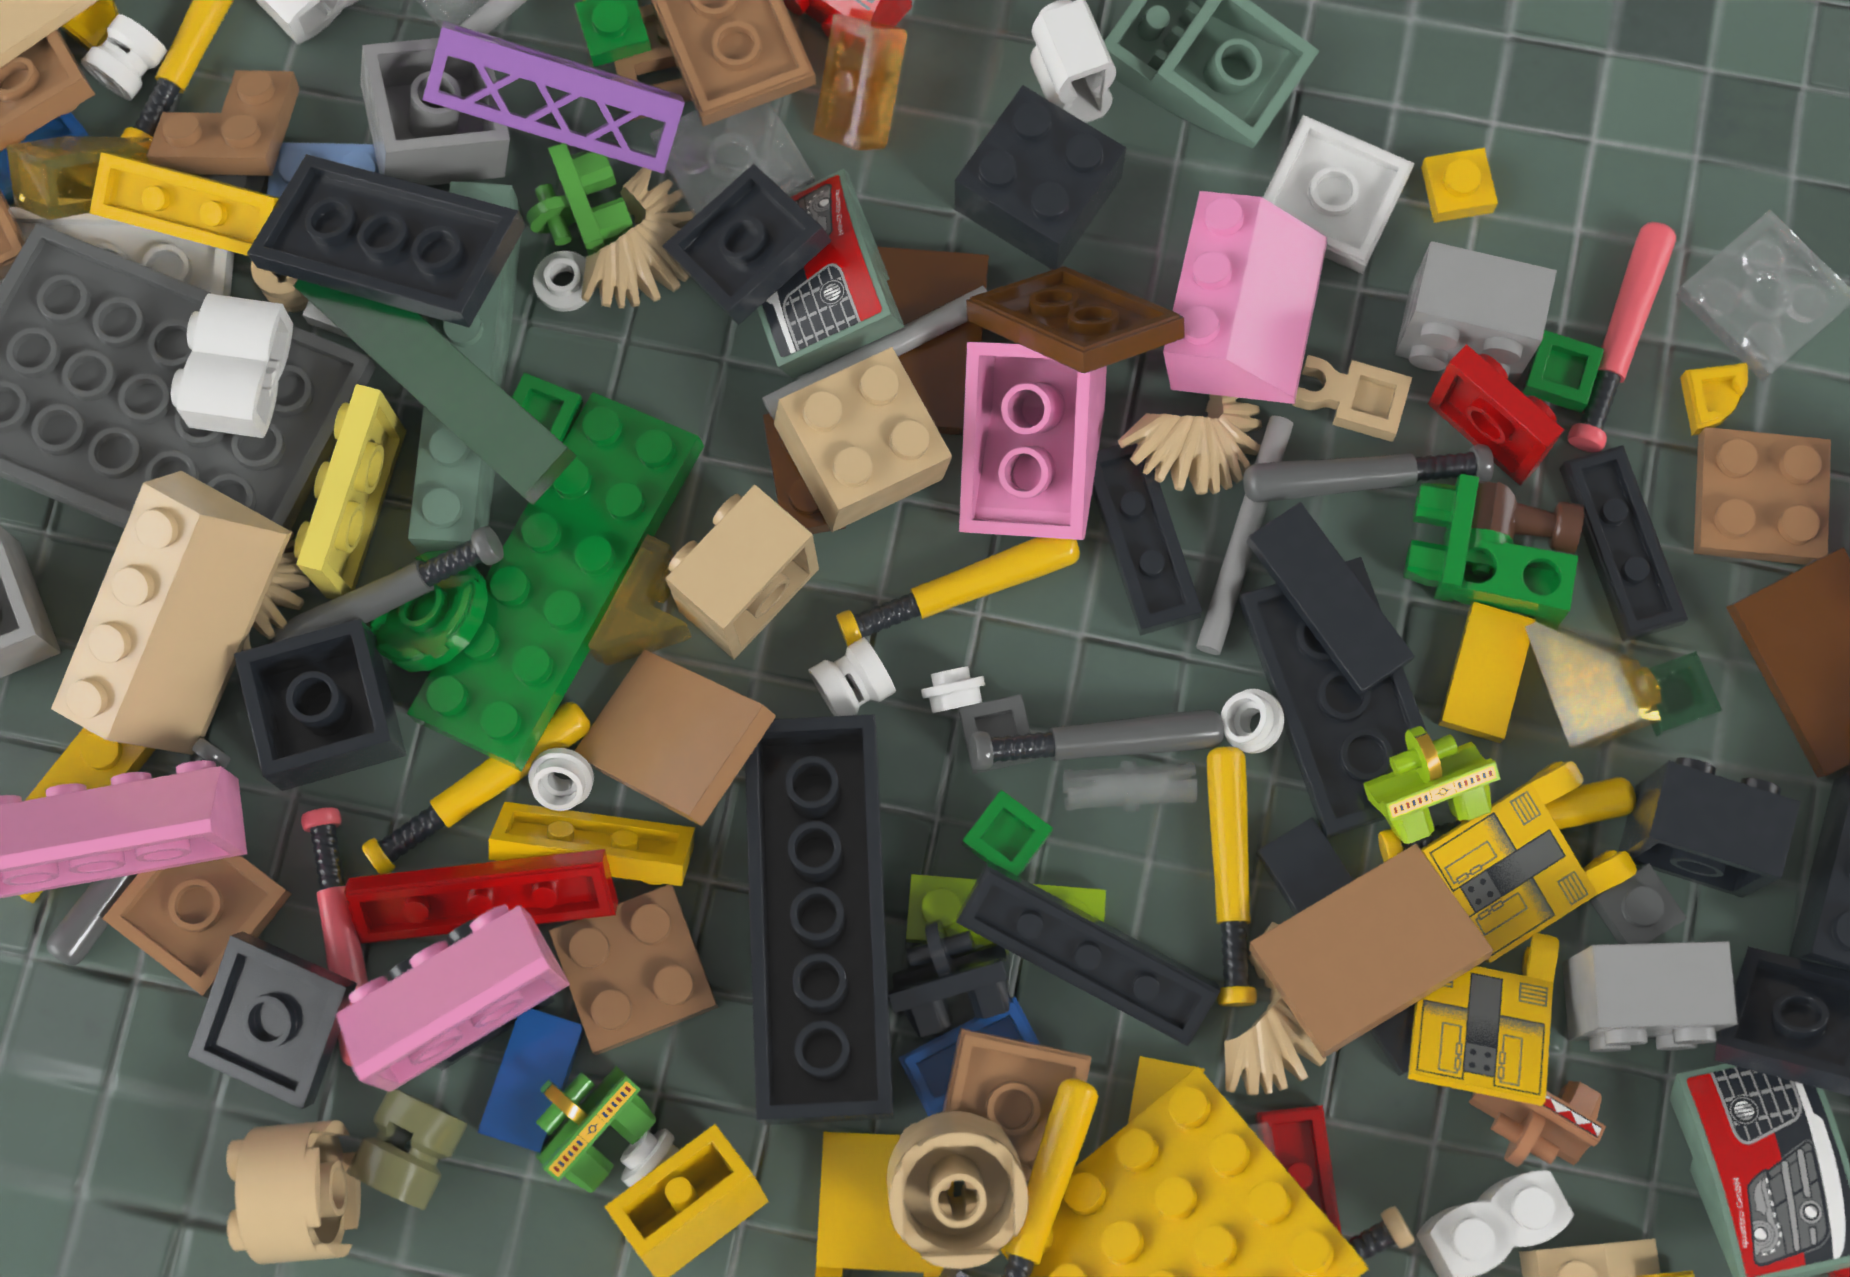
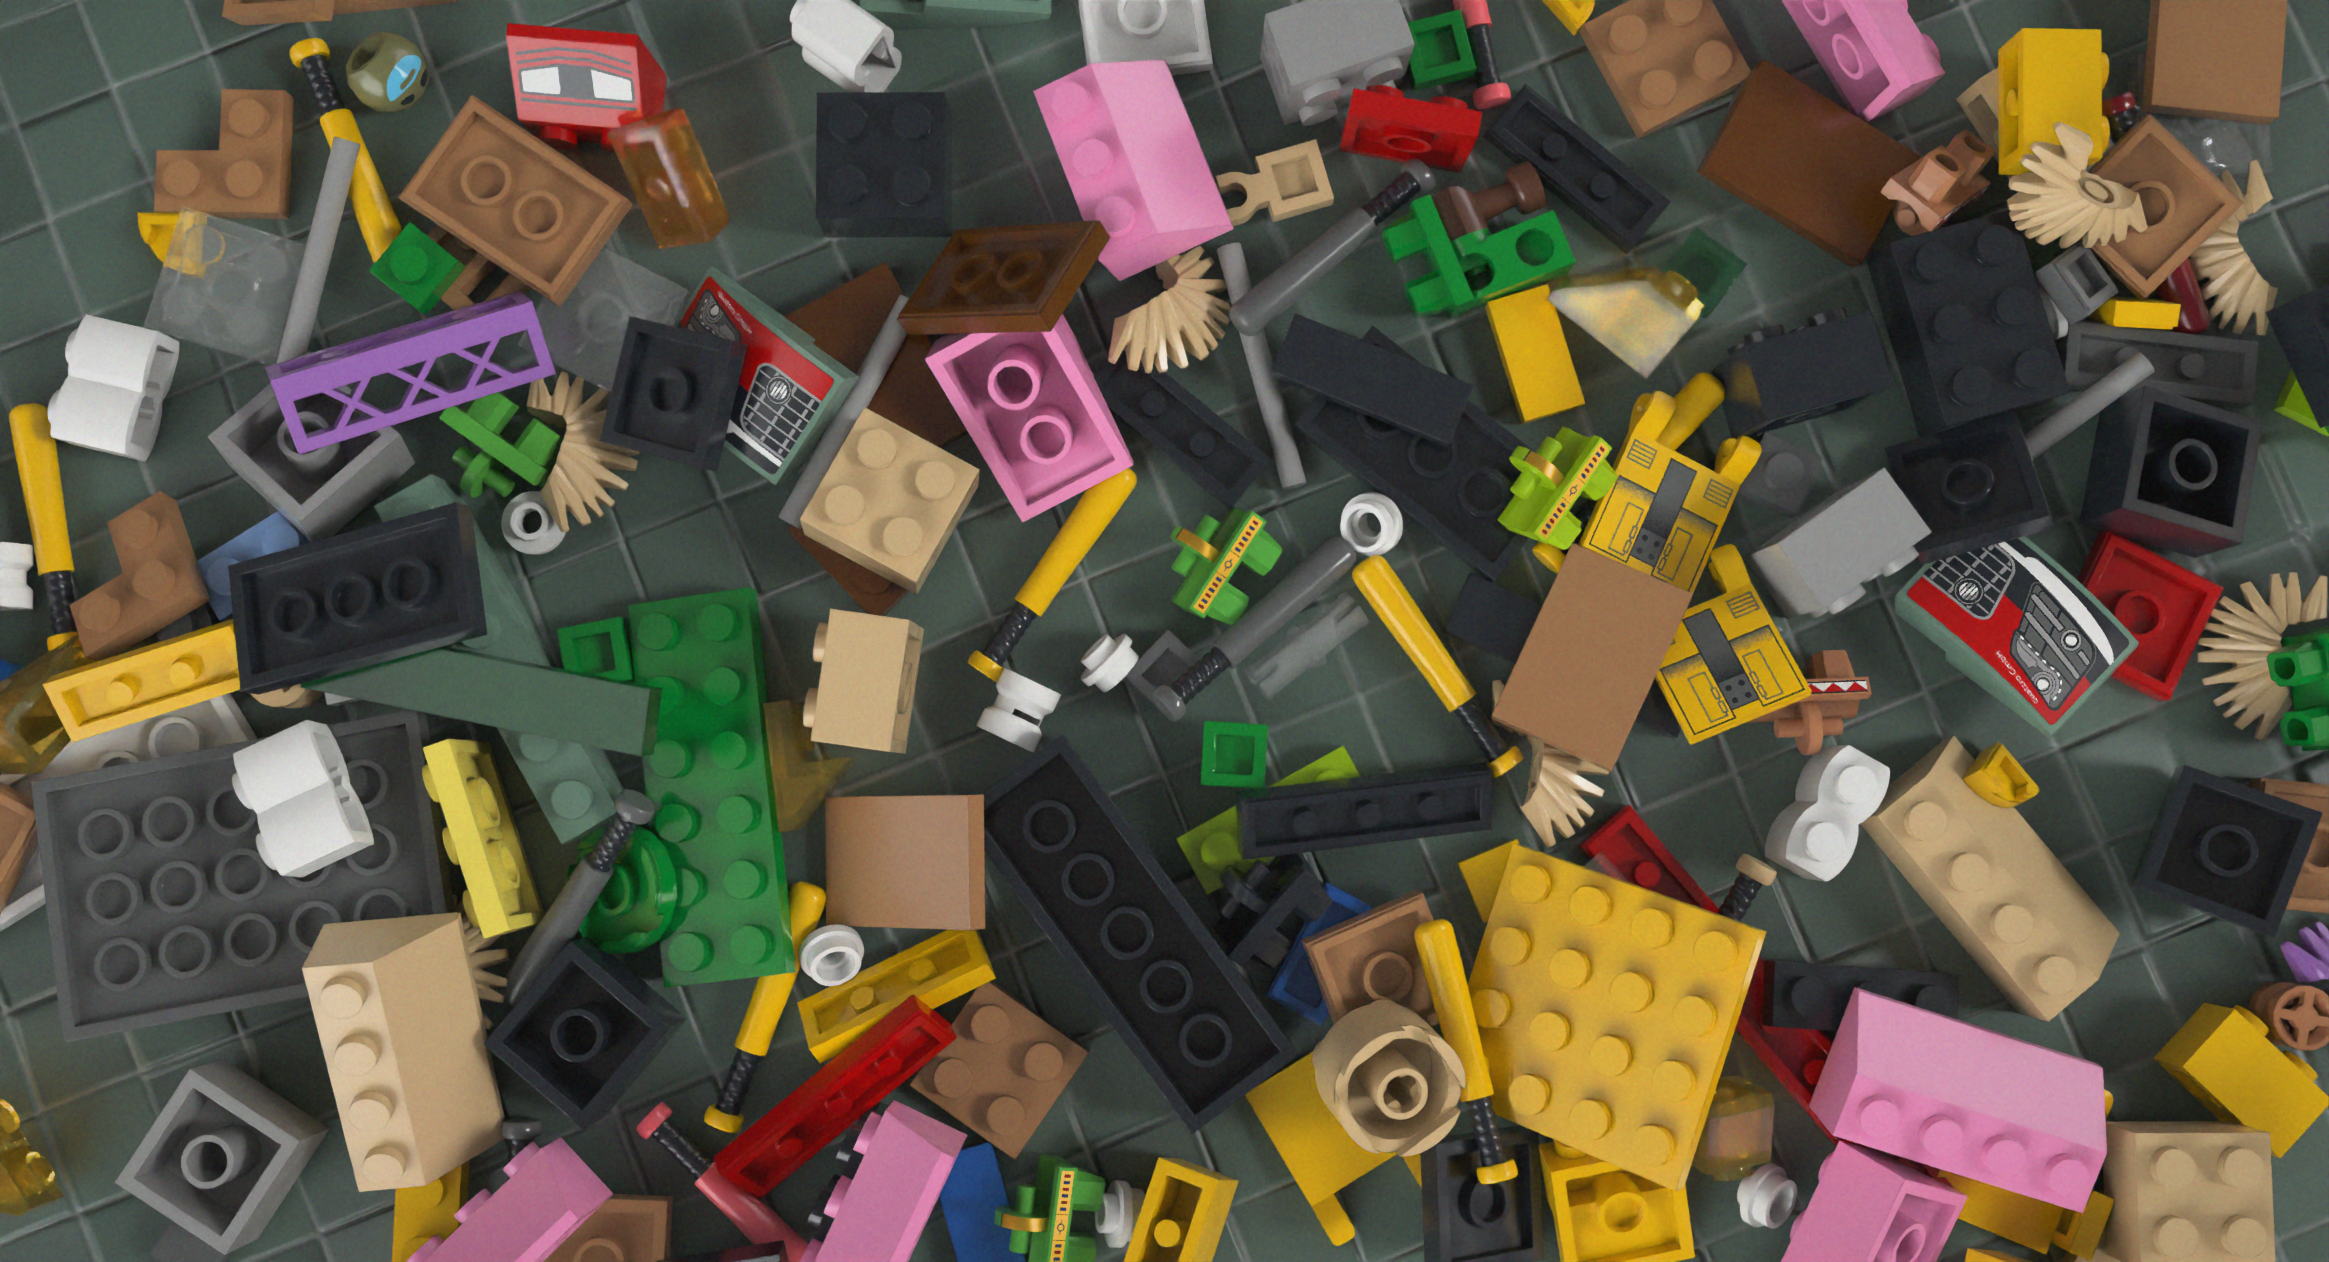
camera: 35 degrees left, 10 degrees up
(1130, 662) = (1212, 557): none -> bright green hips

